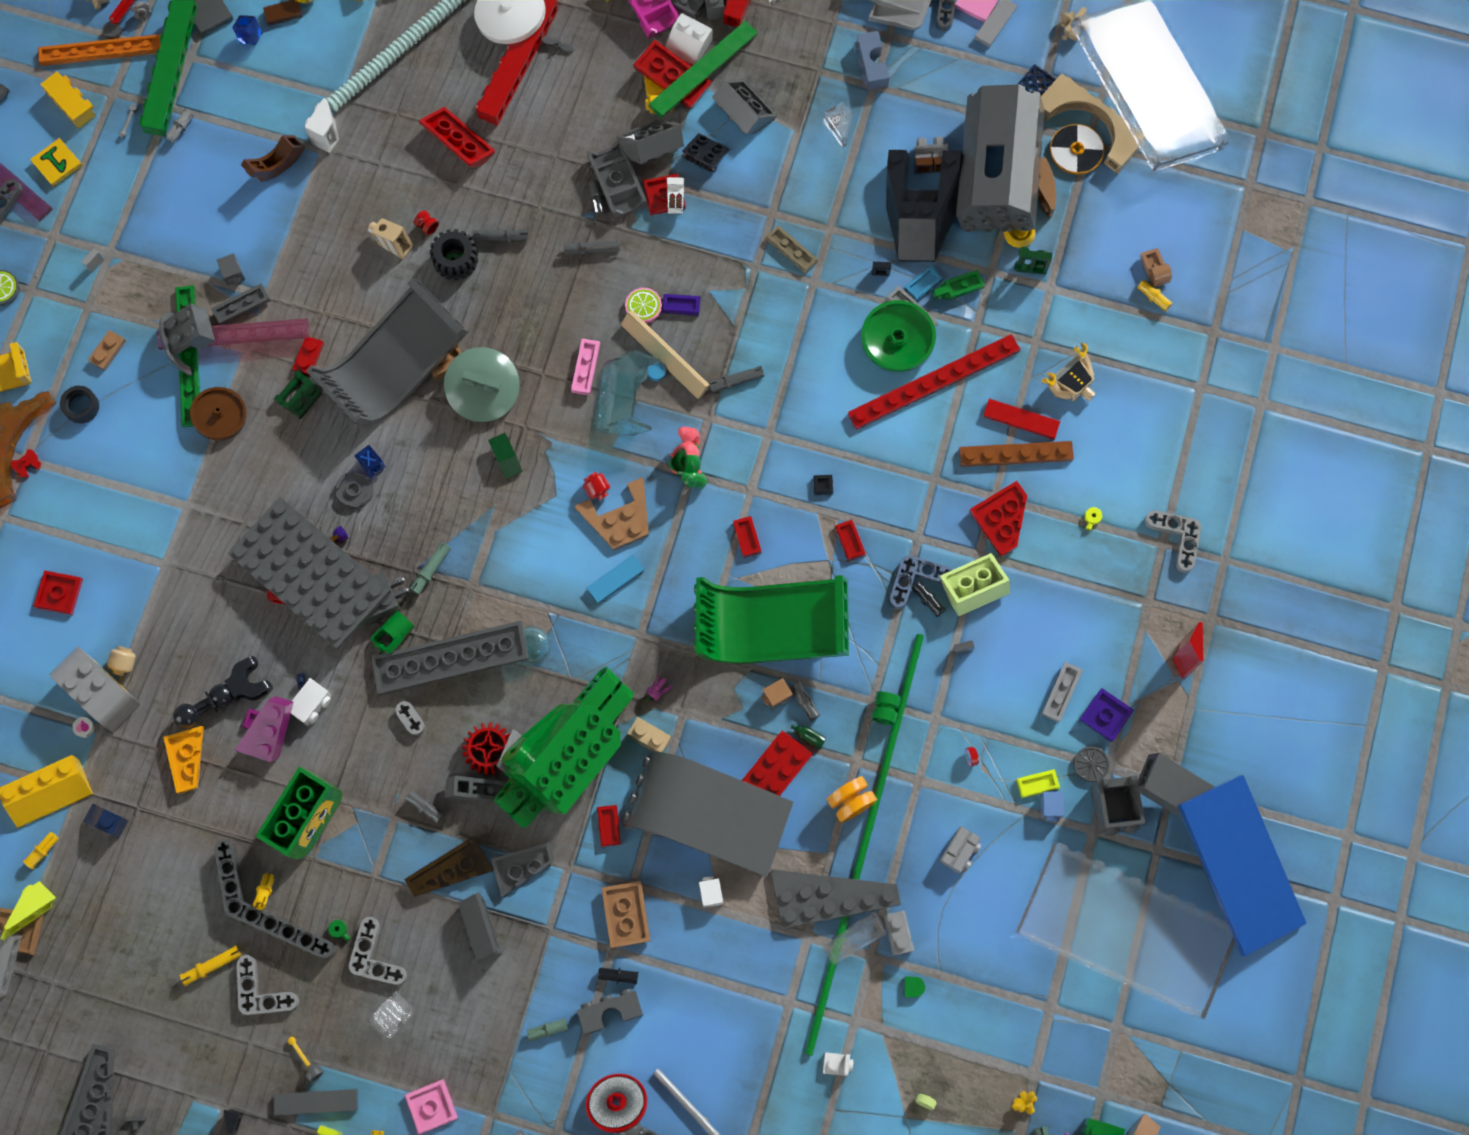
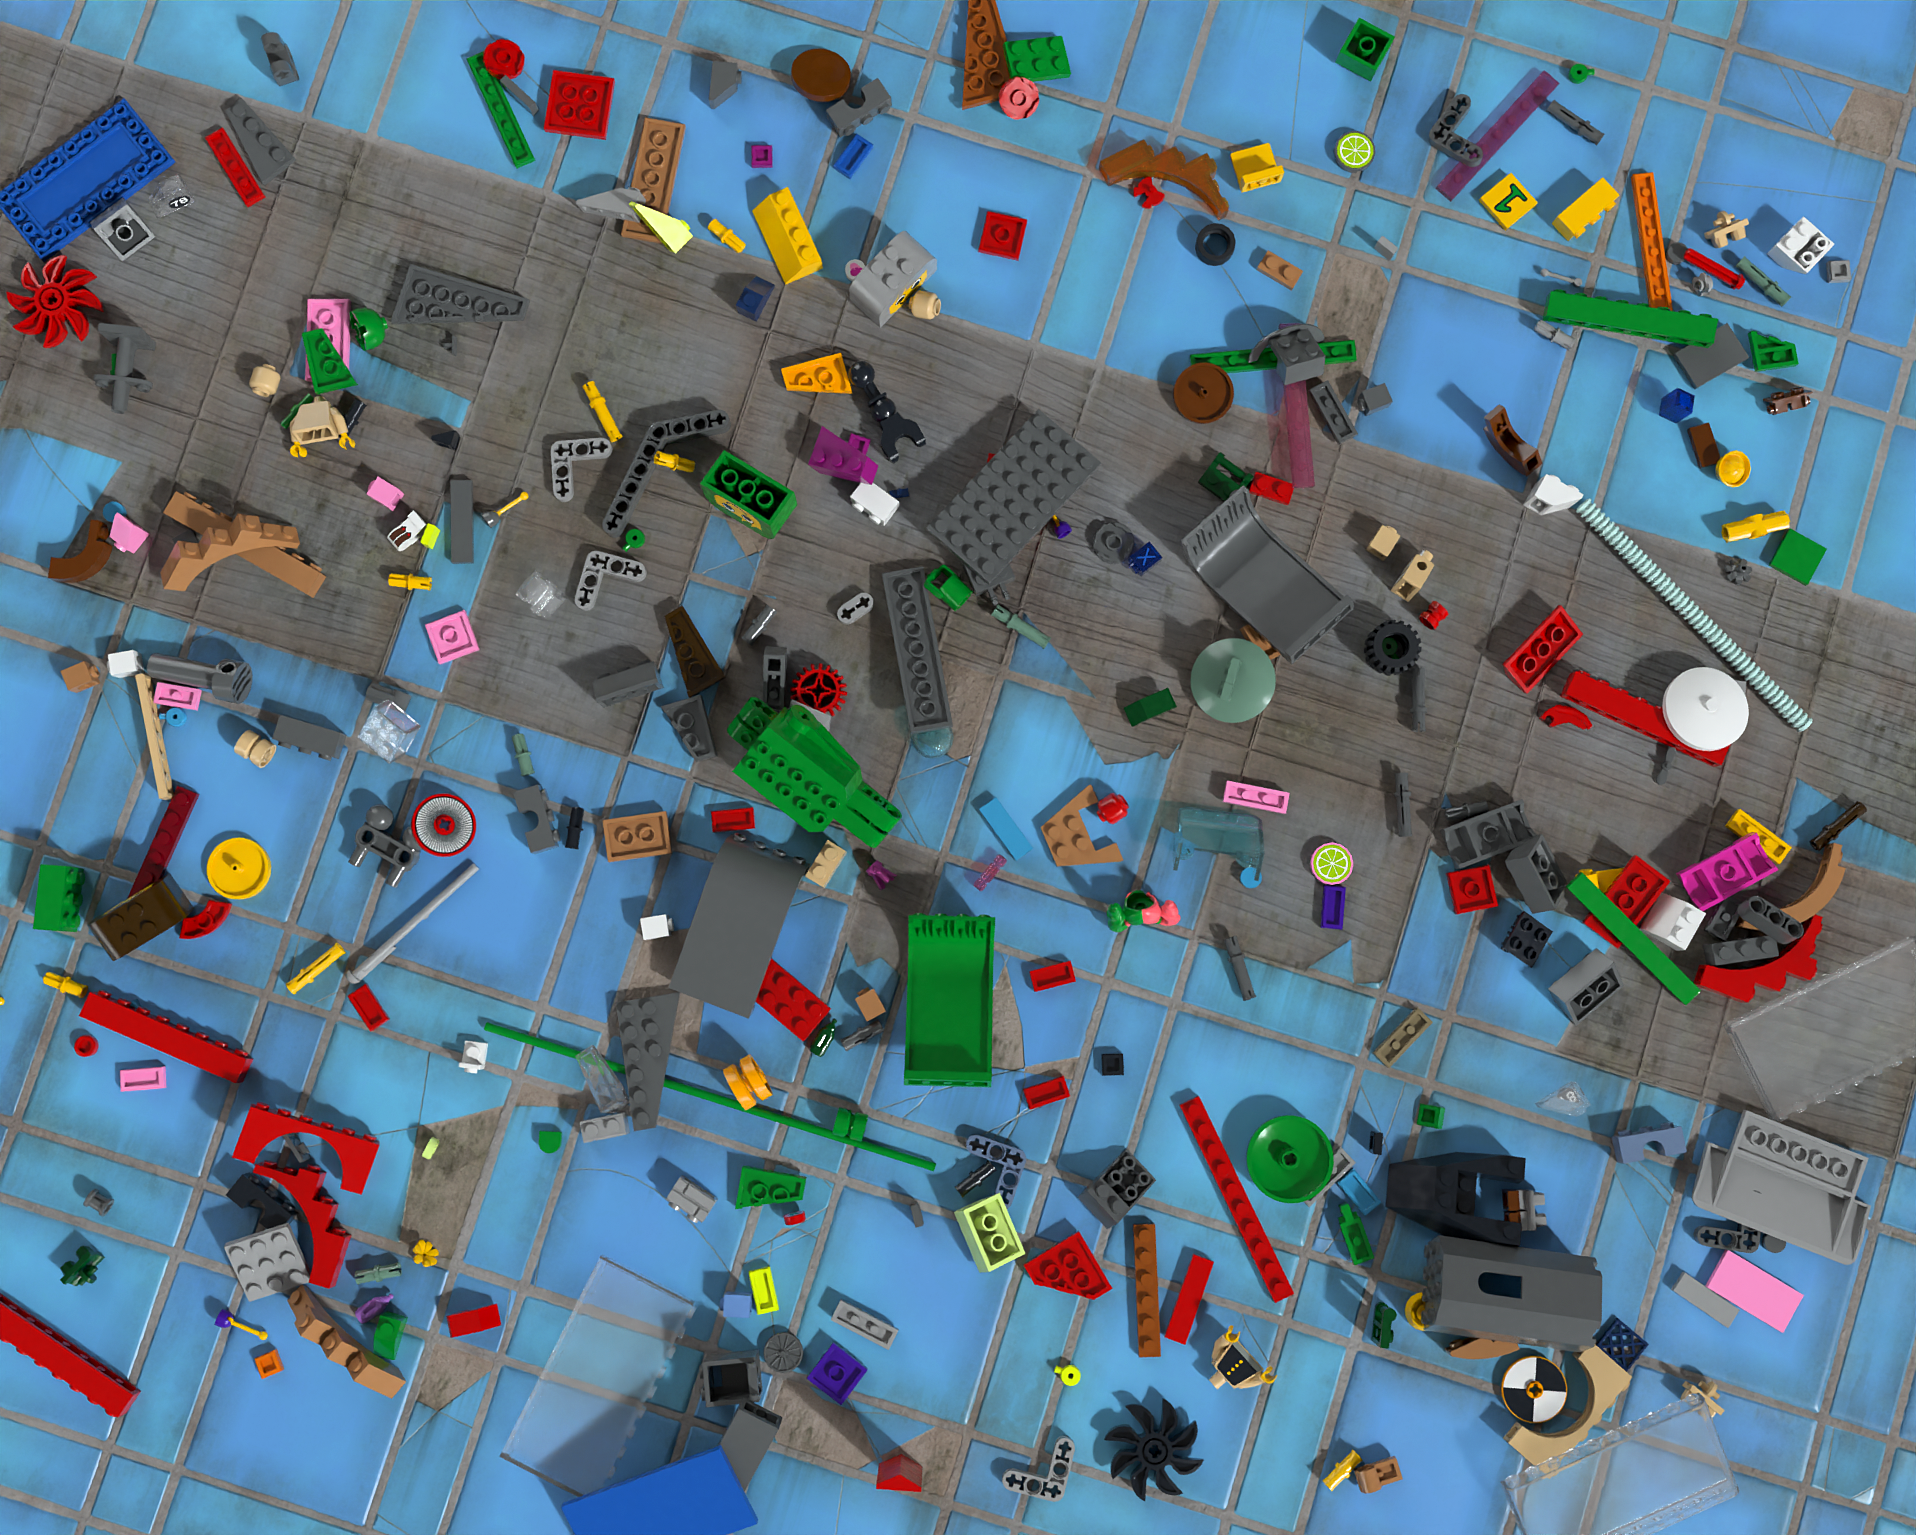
camera: 90 degrees right, 10 degrees up
(360, 263) = (1383, 542): none -> tan brick
(513, 122) = (1565, 714): none -> red piece
(655, 592) = (990, 872): none -> clear pink axle
(668, 357) = (1270, 887): tan tile -> none
(675, 190) = (1466, 902): white leg -> none
(857, 227) = (1431, 1116): none -> green slope
(932, 478) = (1117, 1189): none -> dark grey slope
(945, 783) = (768, 1186): none -> green wing
(1084, 1051) = (473, 1320): none -> red slope
(1146, 454) = (1162, 1458): none -> black piece

